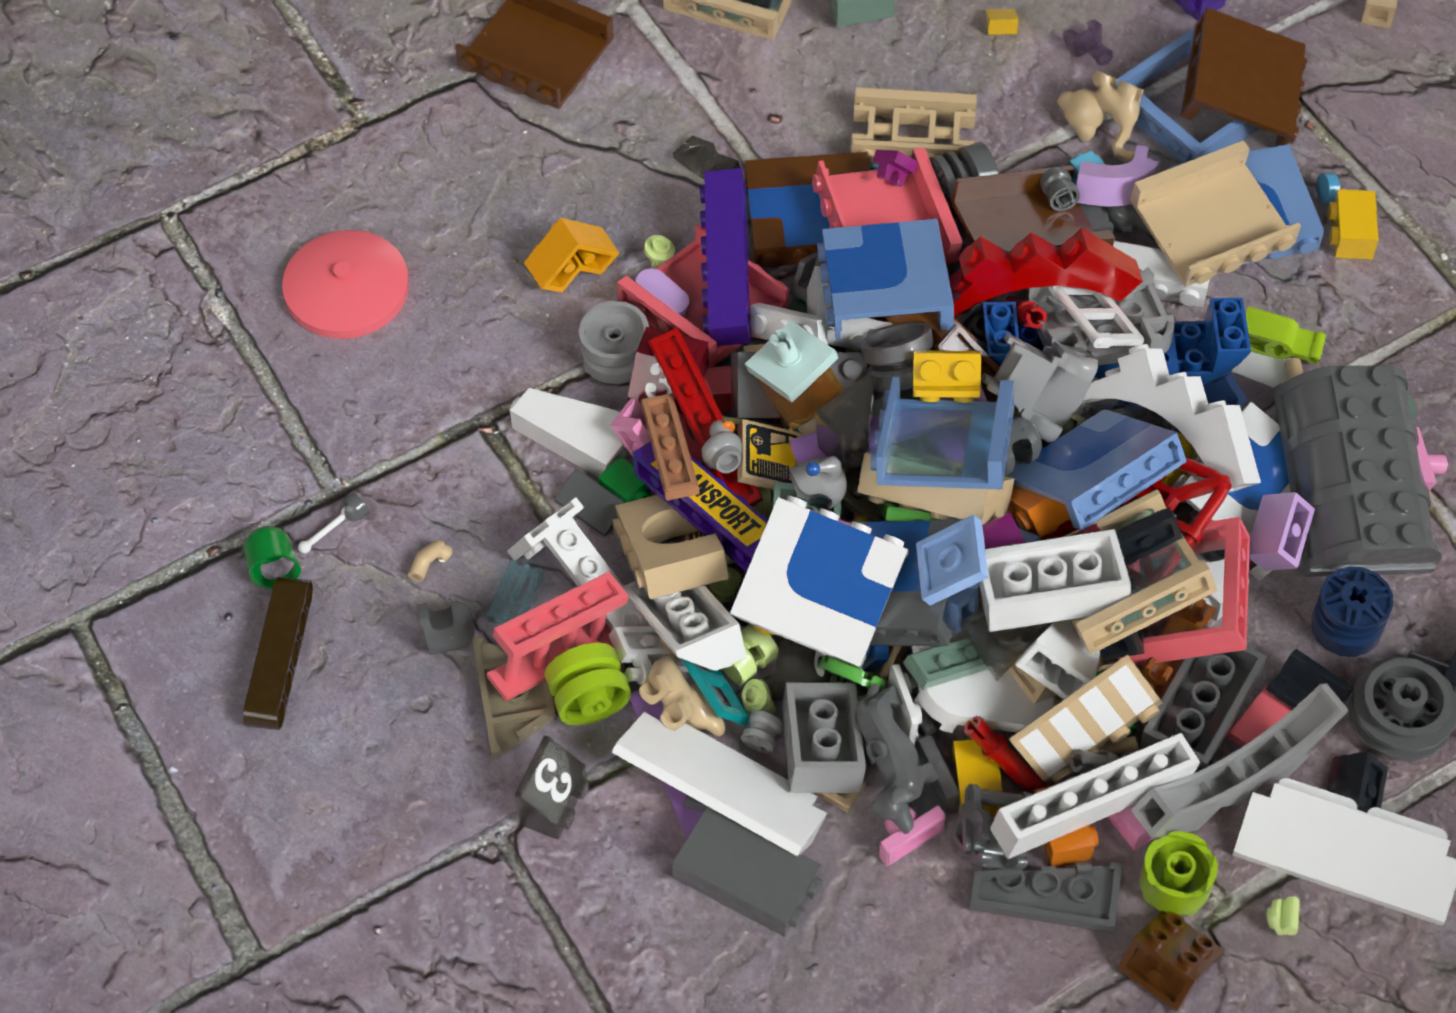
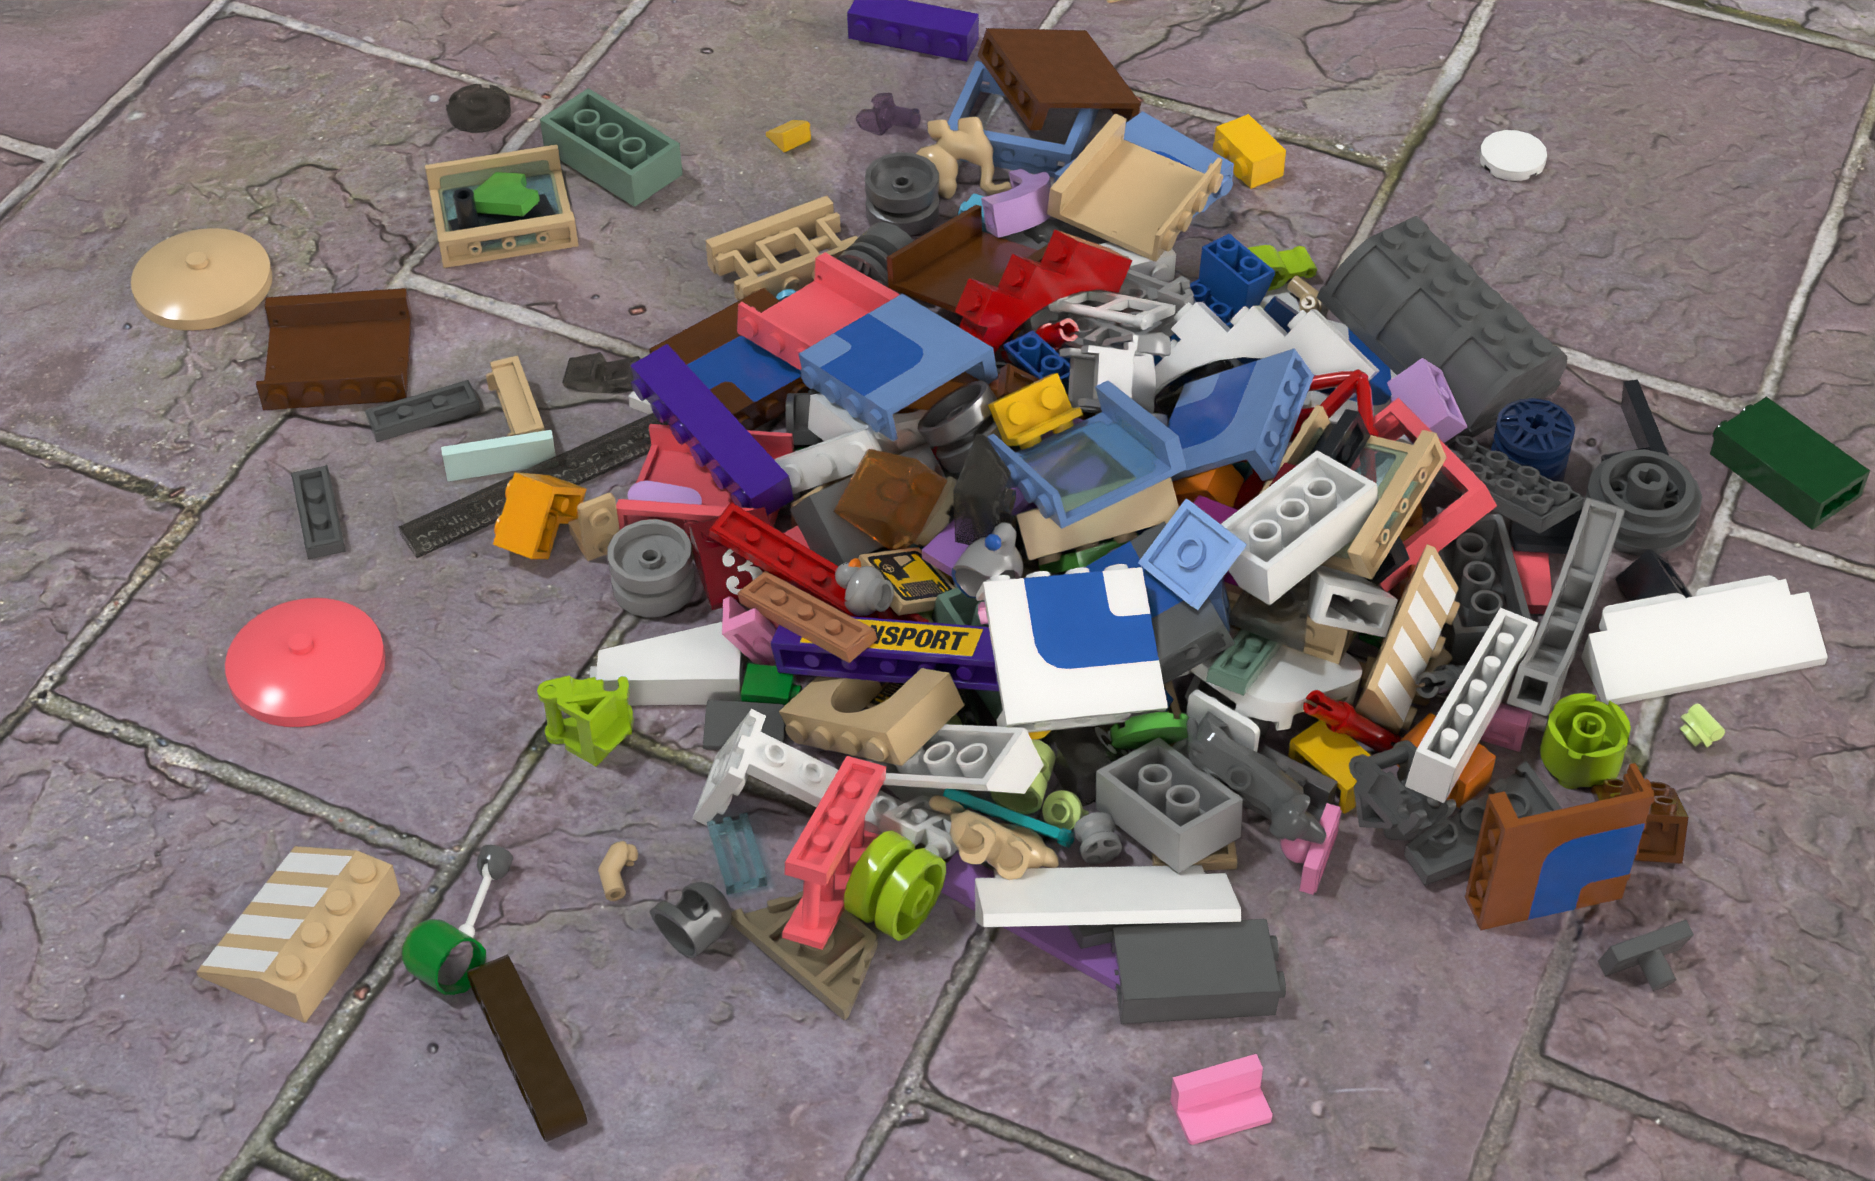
camera: 35 degrees left, 10 degrees down
(206, 484) = (303, 929): none -> tan slope
(434, 169) = (318, 512): none -> dark grey tile
(486, 438) = (597, 720): none -> lime piece
(551, 789) = (940, 1008): clear smoke slope -> none
(561, 124) = (422, 410): none -> dark grey tile
(583, 191) = (497, 455): none -> light aqua tile
(600, 285) = (595, 525): none -> tan bracket
(620, 227) = (487, 504): none -> clear smoke tile
(624, 158) = (514, 396): none -> tan container
(658, 250) = (623, 470): yellowish green plate -> none
(691, 974) = (1220, 1099): none -> bright pink panel
(791, 360) = (873, 474): light aqua tile -> none
(894, 166) = (809, 279): magenta tile -> none
(1038, 122) = (902, 192): none -> flat silver wheel
(1057, 954) = (1556, 857): none -> dark orange panel
(1059, 188) = (986, 229): dark grey wheel -> none
(1292, 630) = (1515, 488): none -> dark grey tile
(1327, 187) = (1201, 131): dark azure tile -> none

